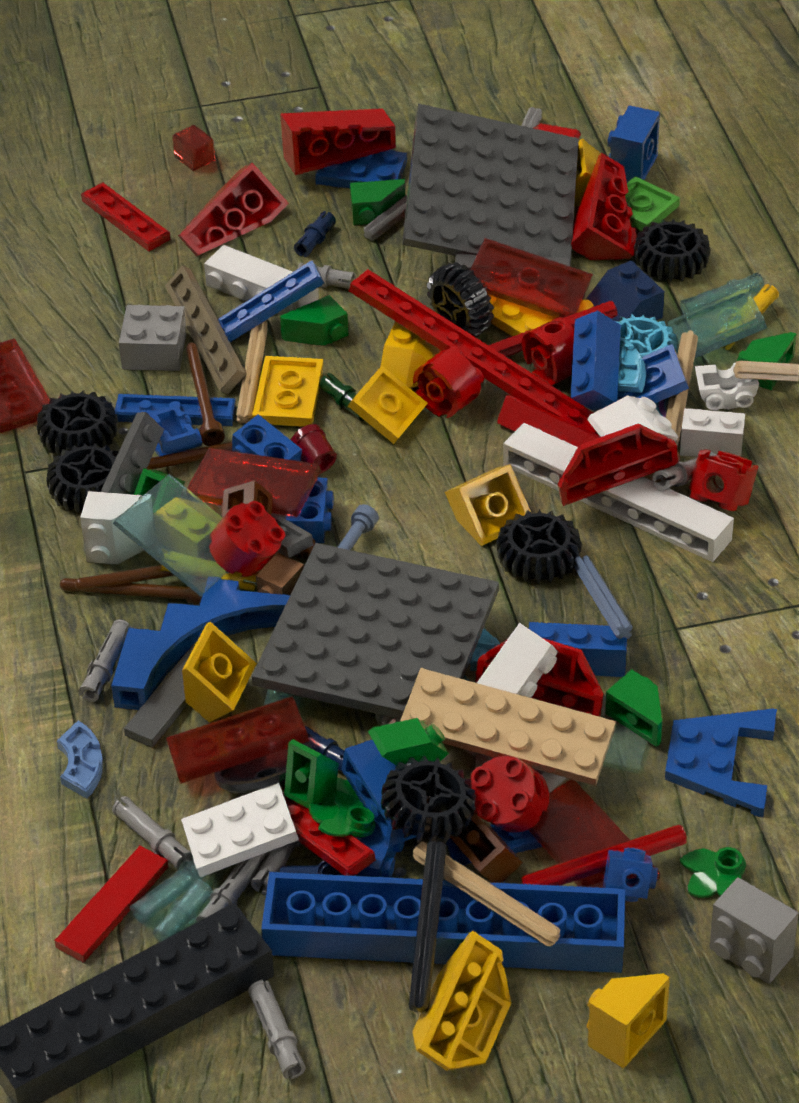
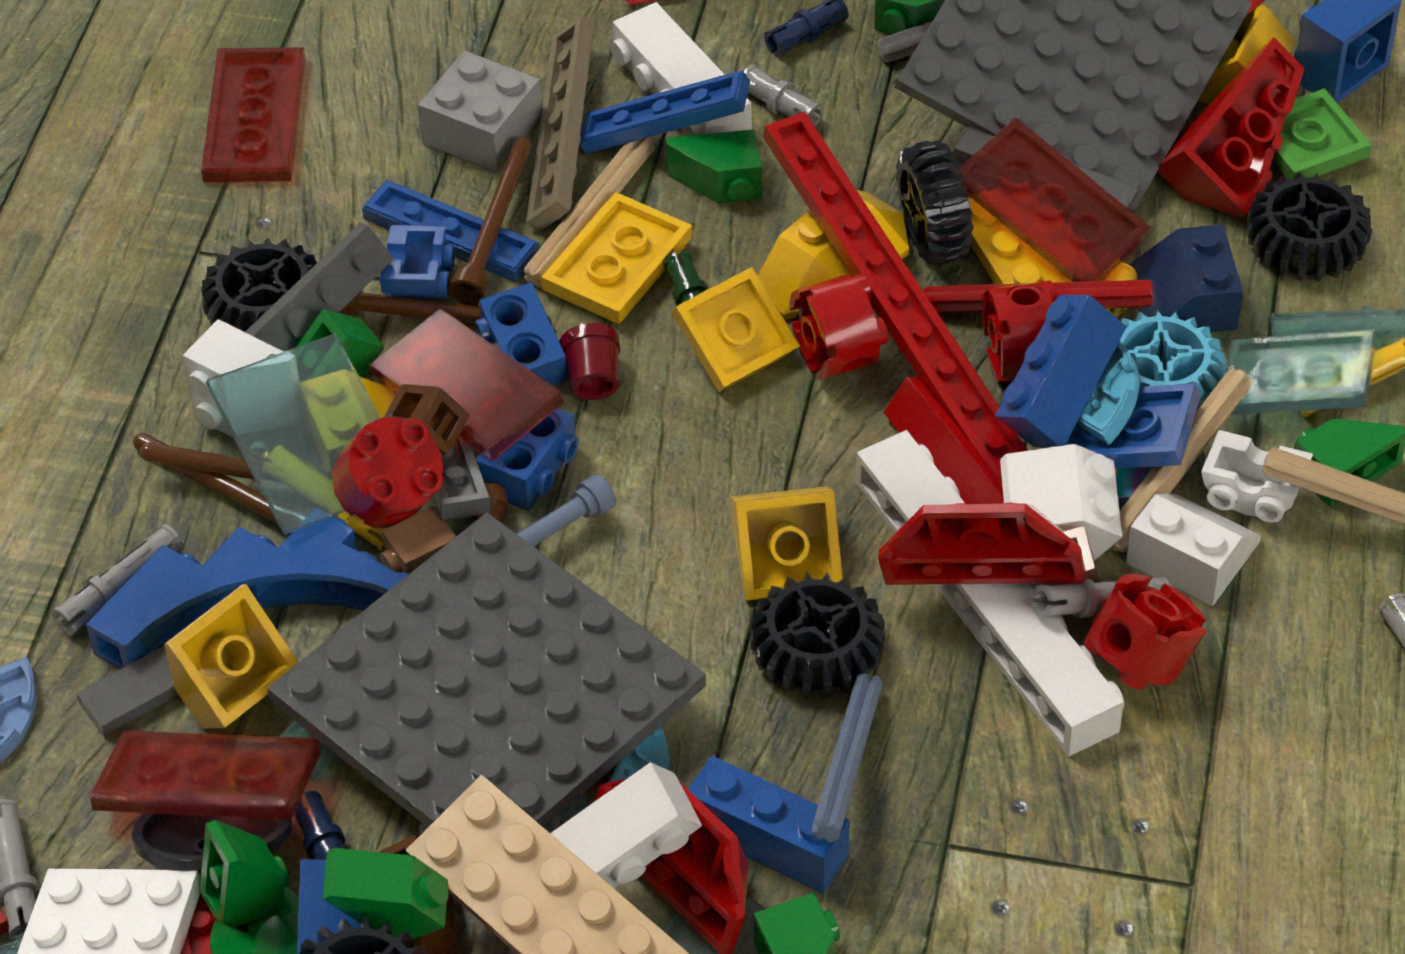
camera: 25 degrees right, 5 degrees up
(76, 421) = (301, 202): black gear -> none

